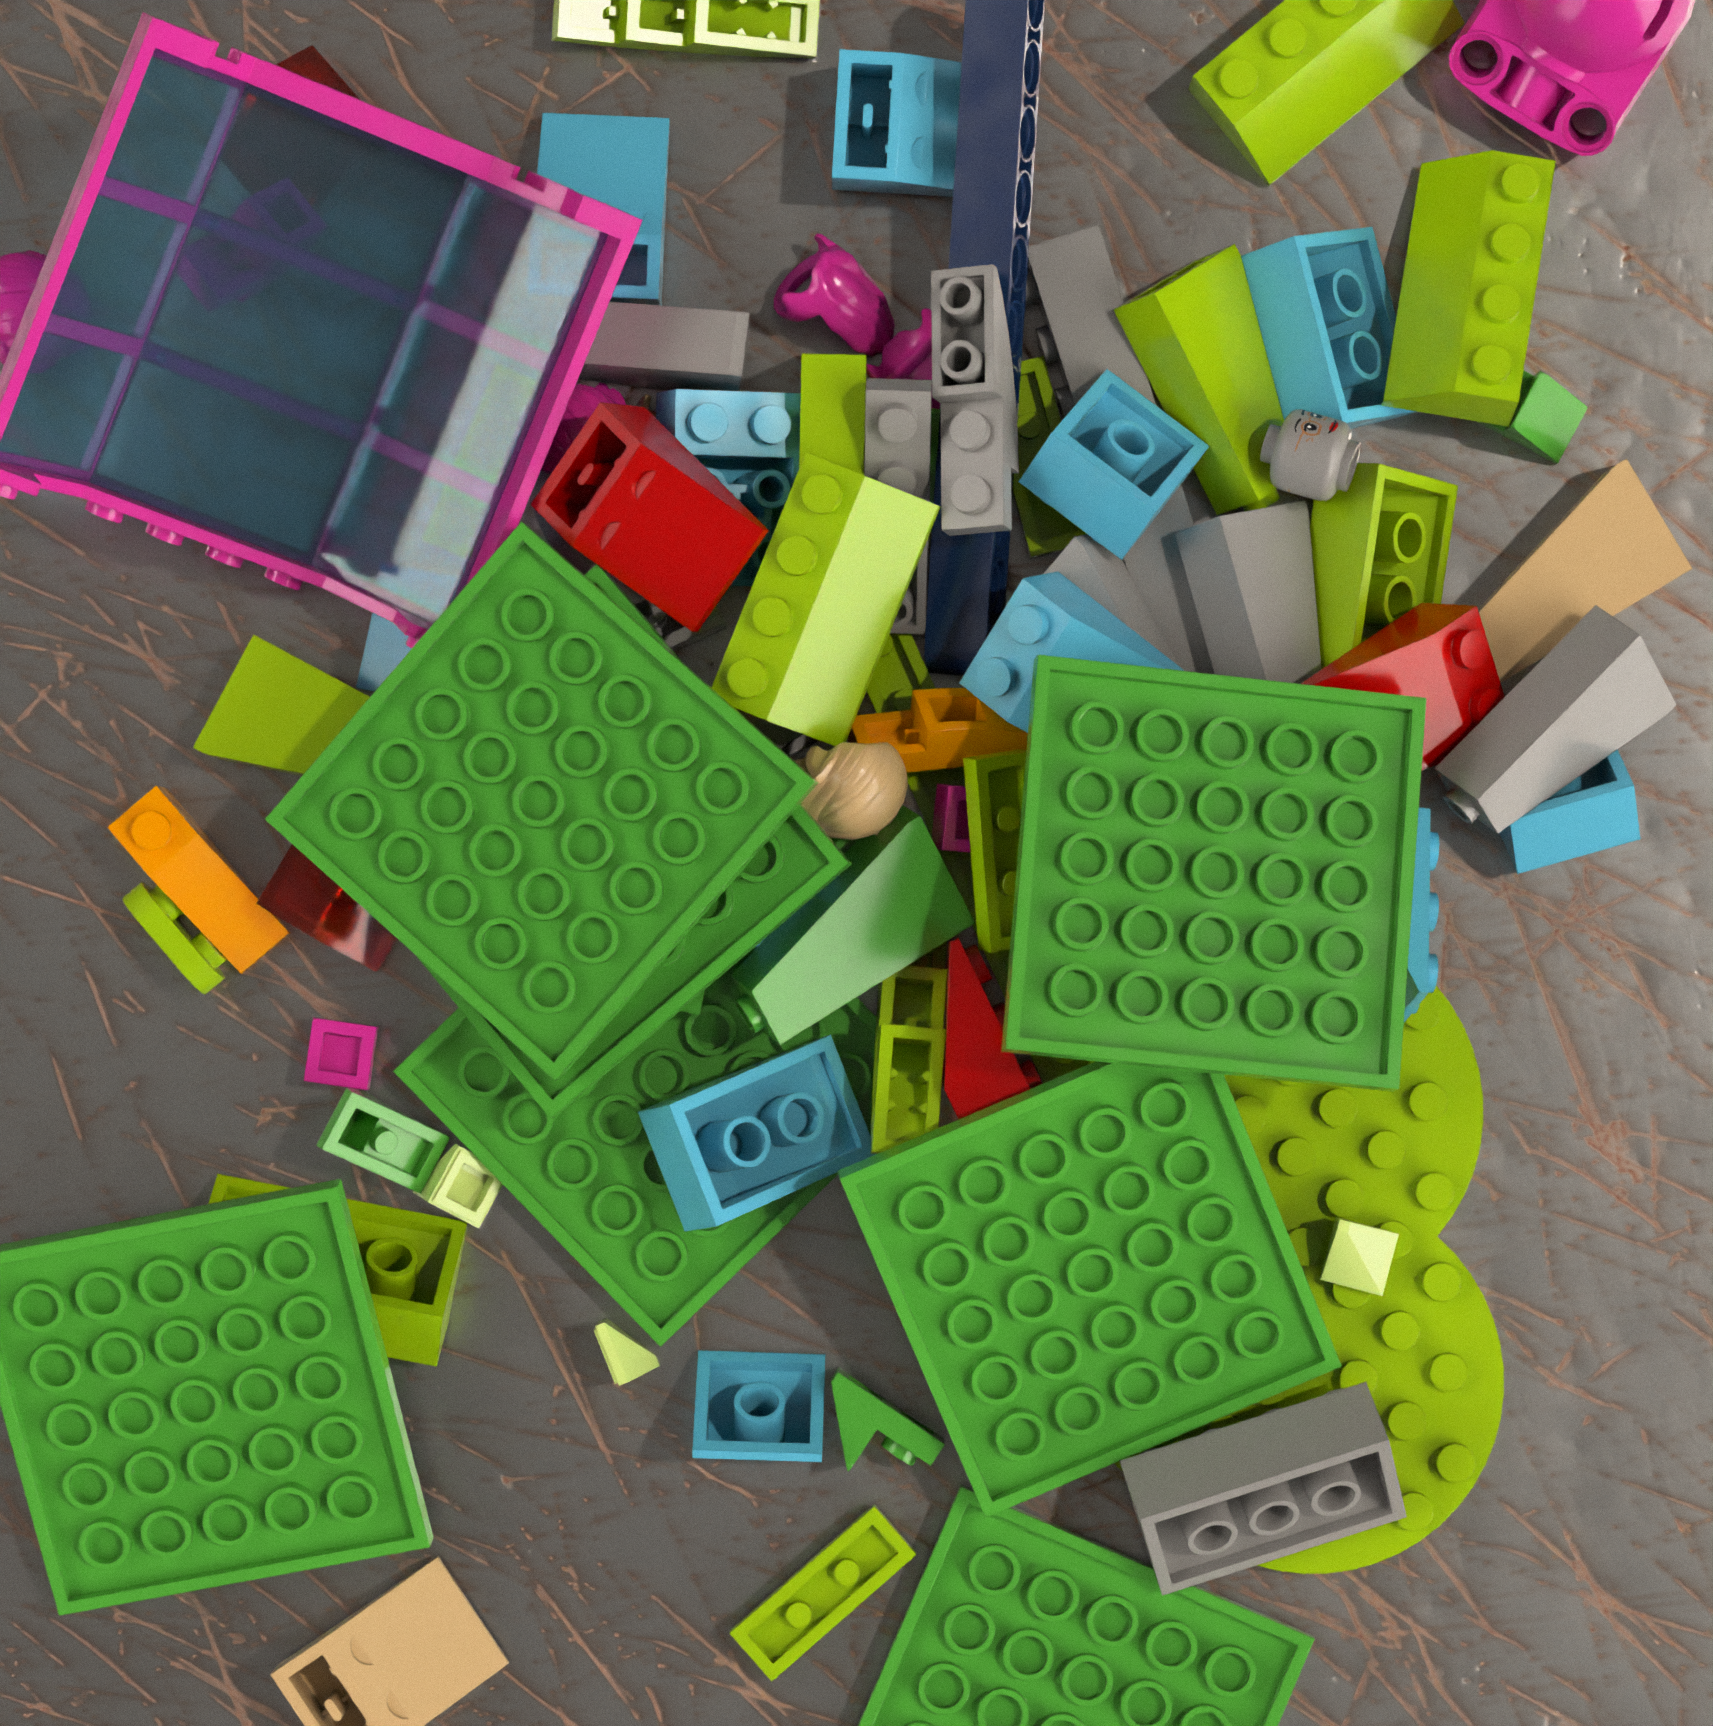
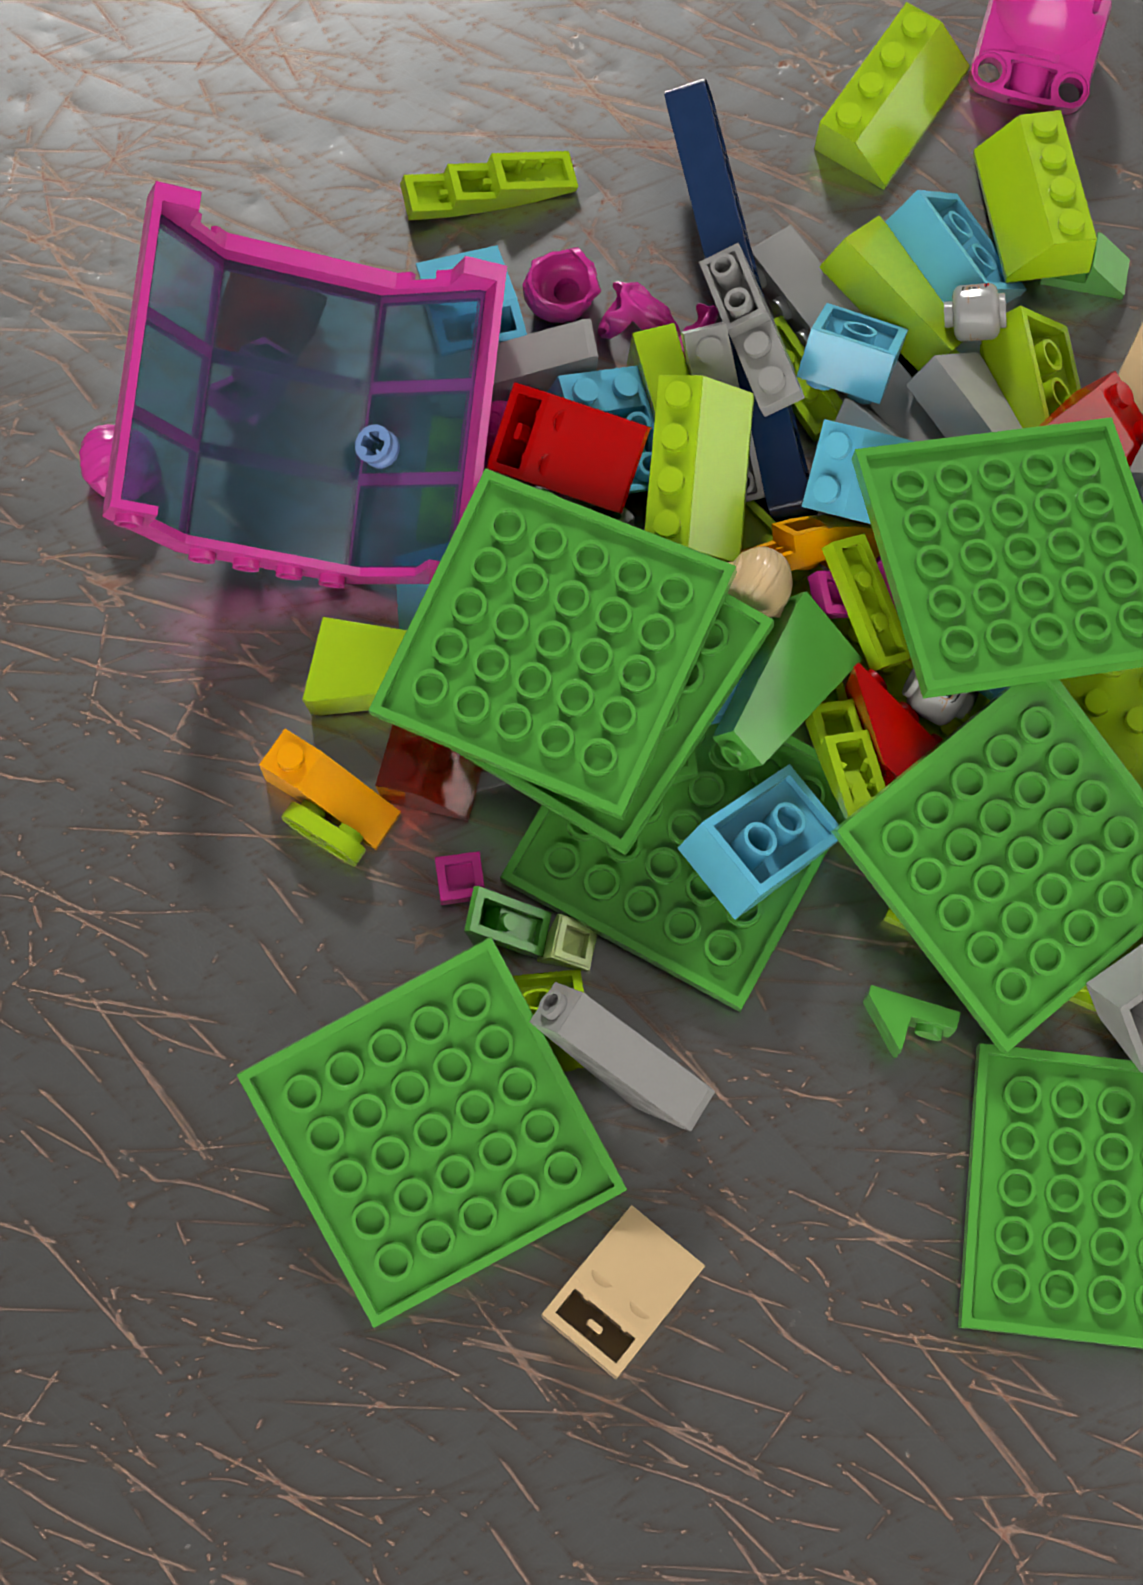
camera: 20 degrees left, 15 degrees down
(411, 398) = (382, 458): none -> medium blue bush
(469, 1383) = (621, 1057): none -> light grey slope
(623, 1353) = (715, 1023): yellowish green slope -> none
(738, 220) = (561, 285): none -> dark pink hair
(759, 1406) = (823, 1032): medium azure slope -> none
(822, 1592) = (909, 1147): lime plate -> none
(895, 123) = (644, 204): medium azure slope -> none

